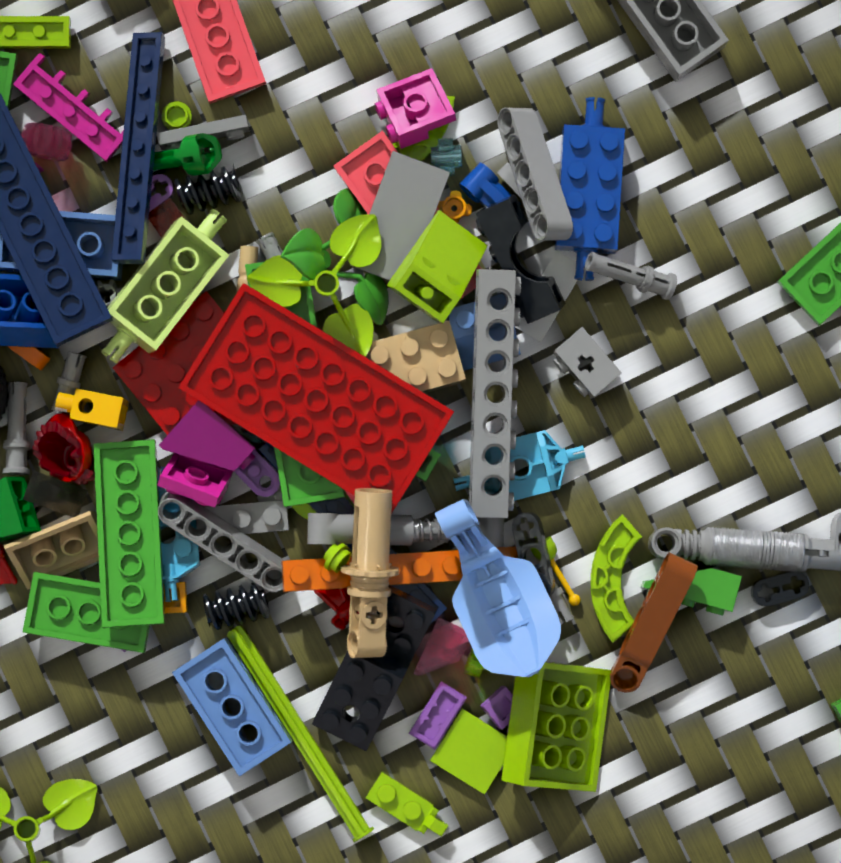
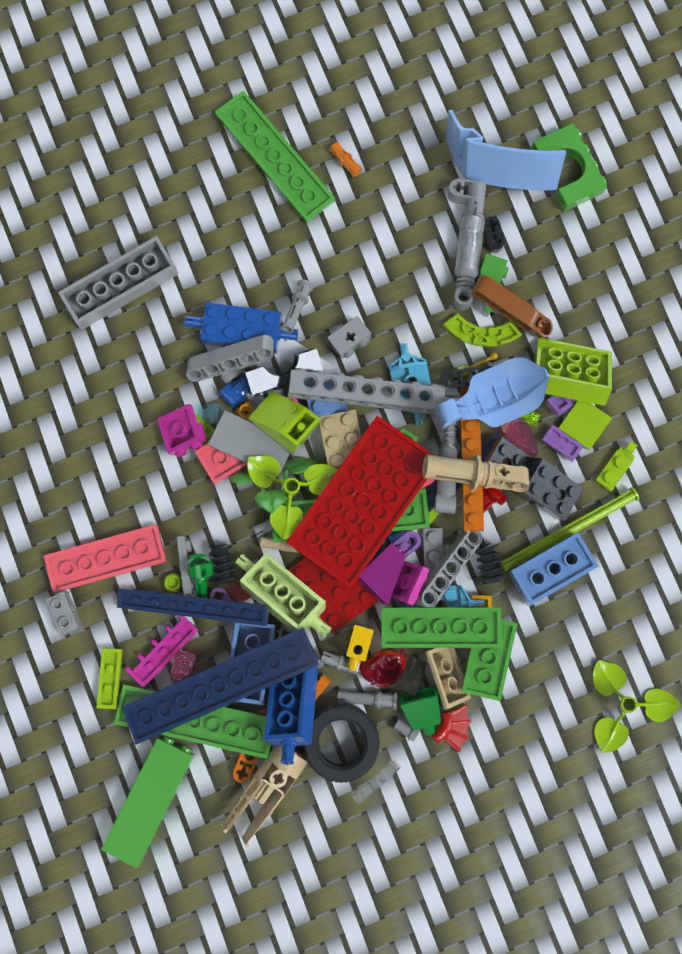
camera: 85 degrees left, 5 degrees down
(336, 557) = (465, 494): lime plate -> none

